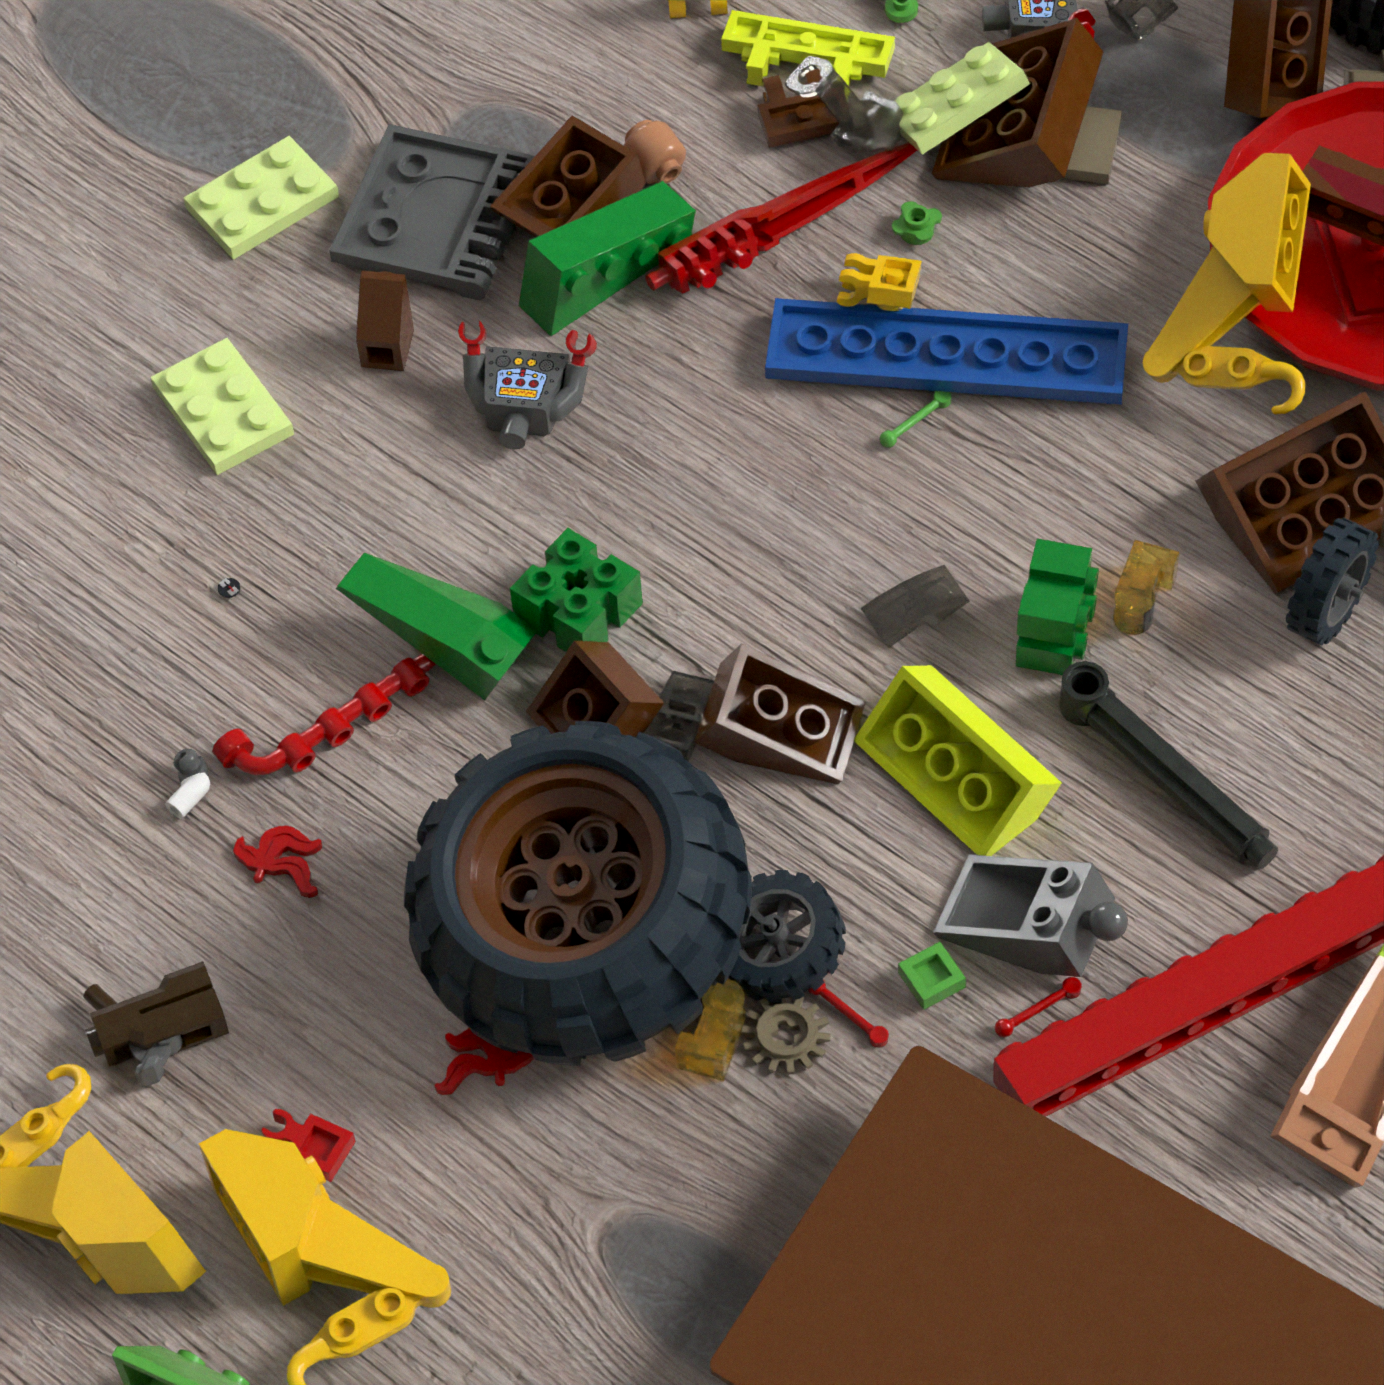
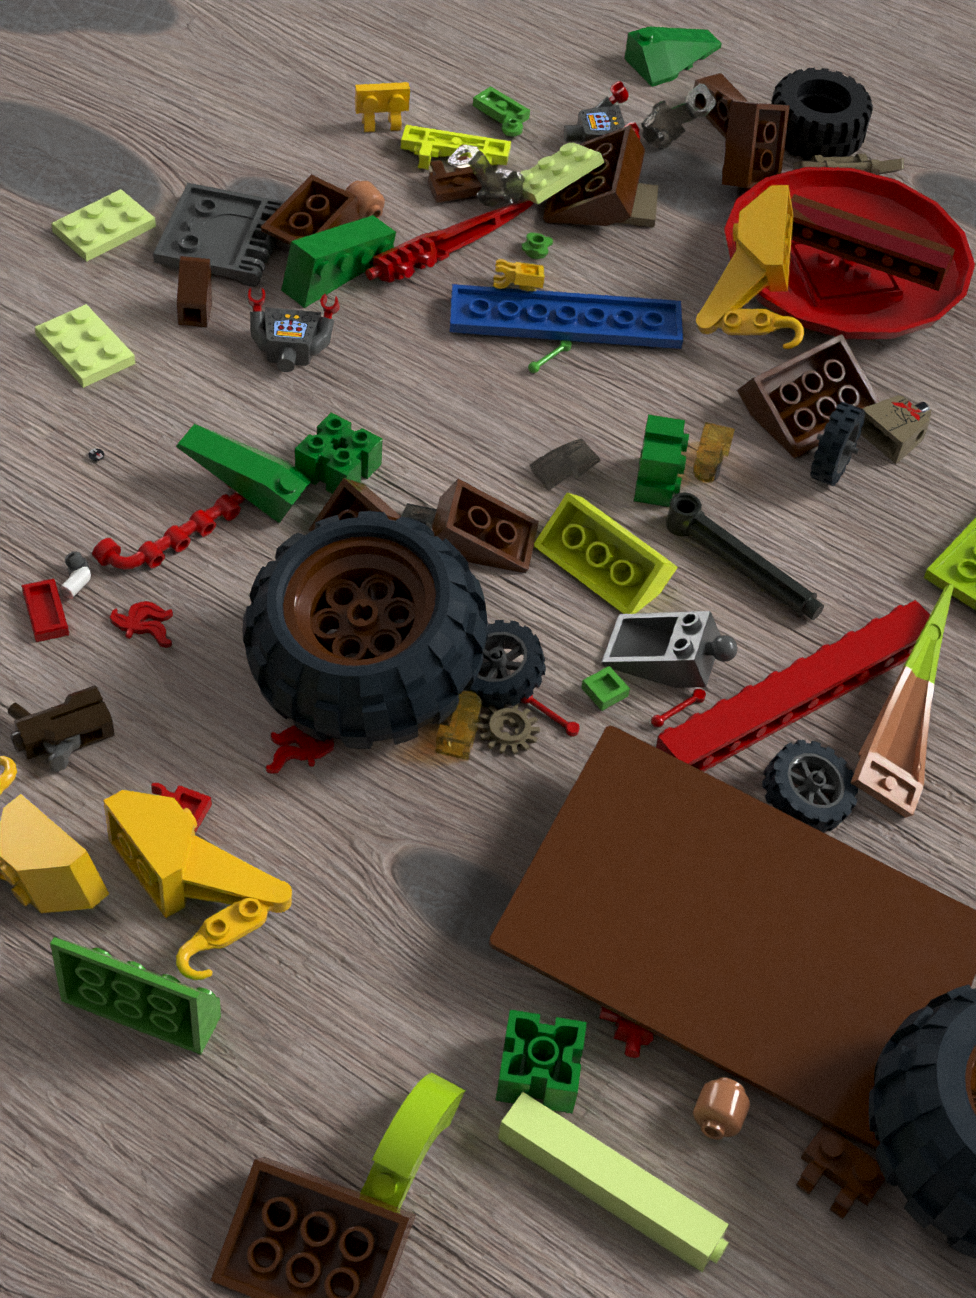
camera: 15 degrees left, 5 degrees down
(143, 837) = (45, 610): none -> red tile
(1240, 1108) = (827, 776): none -> black wheel

